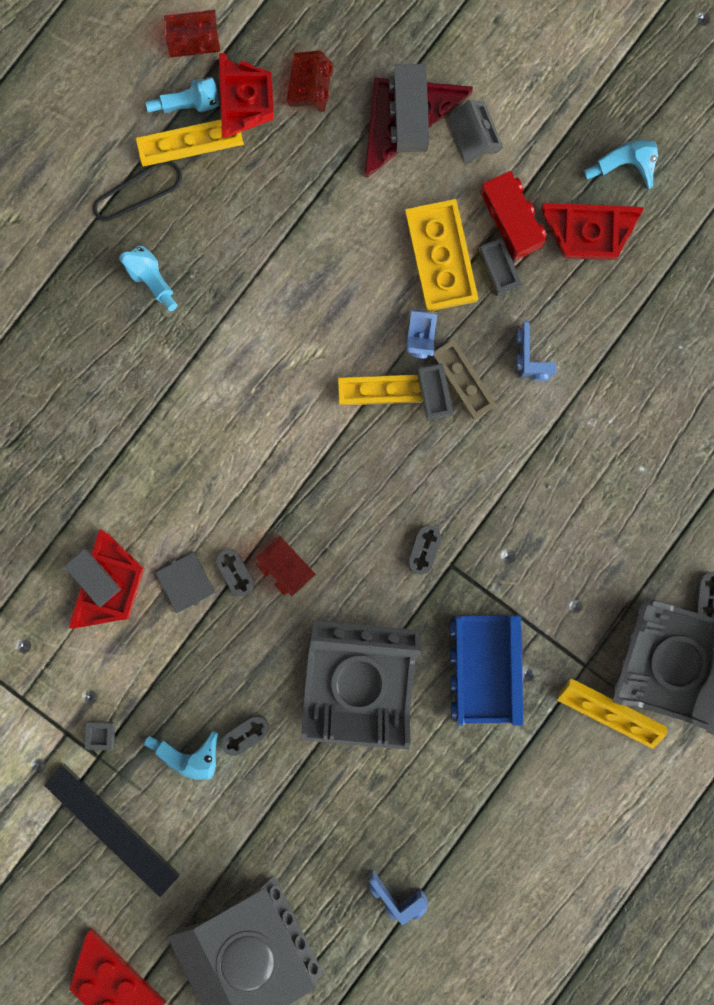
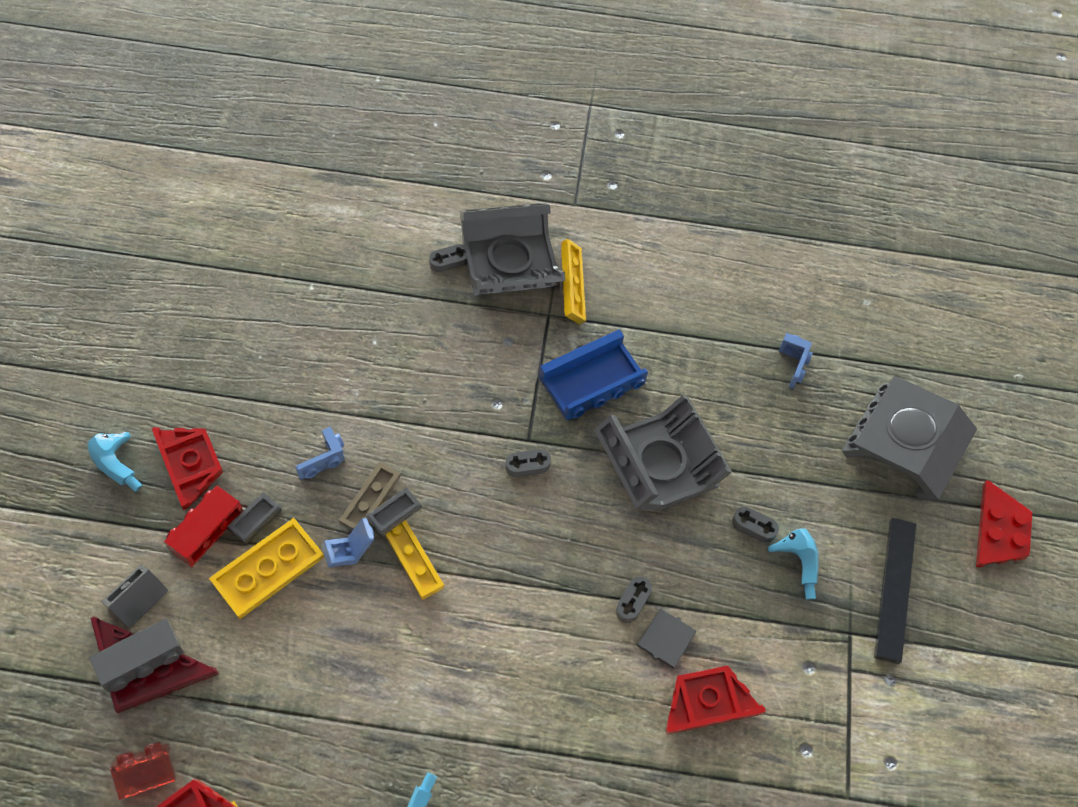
camera: 125 degrees left, 25 degrees down
(92, 577) = (712, 711): dark grey tile -> none
(99, 735) = (832, 637): dark grey plate -> none
(285, 567) = (604, 561): clear red bracket -> none

